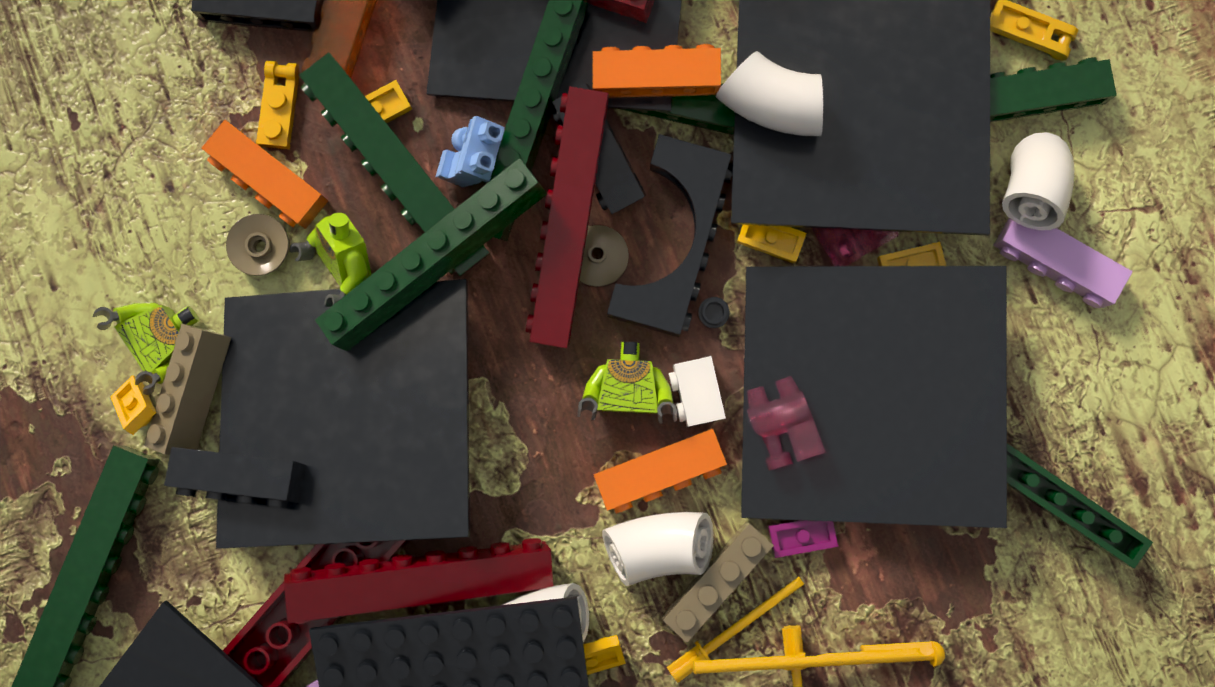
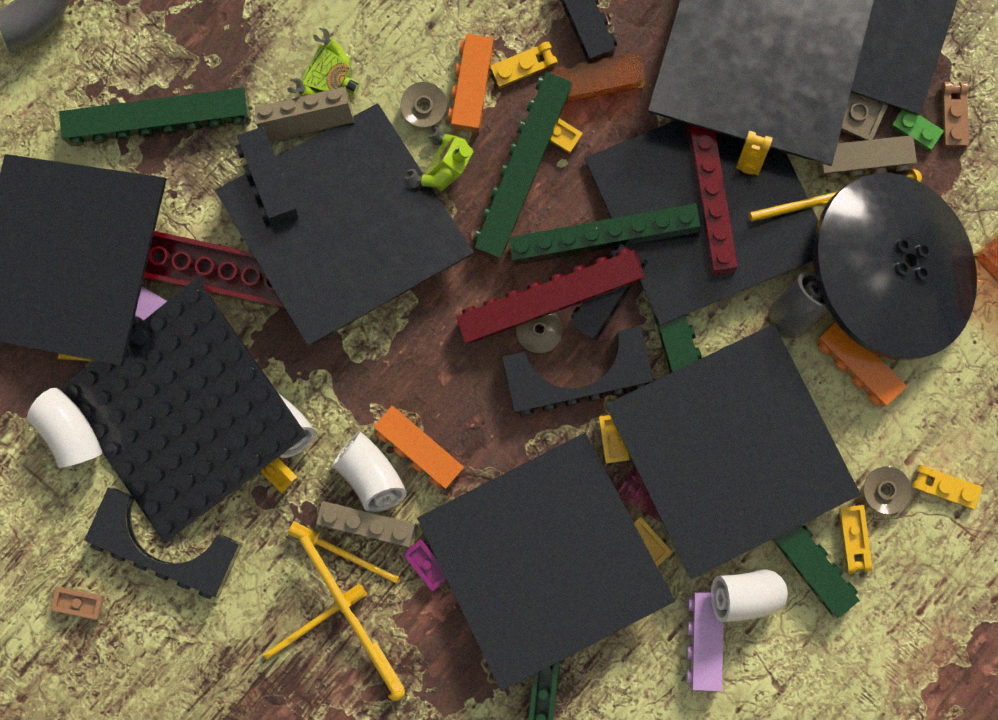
camera: 55 degrees right, 0 degrees up
(133, 406) = (276, 84): yellow plate -> none
(417, 580) = (263, 330): dark red brick -> none
(431, 256) = (475, 222): dark green brick -> none
(476, 155) = (560, 214): light blue hips -> none
(628, 387) = (462, 397): lime torso -> none
(657, 71) = (679, 302): orange brick -> none
(697, 392) = (484, 444): white brick -> none
(713, 312) = (543, 427): black plate -> none
(775, 96) = (702, 388): white brick -> none
(781, 416) = (499, 512): clear pink hips -> none

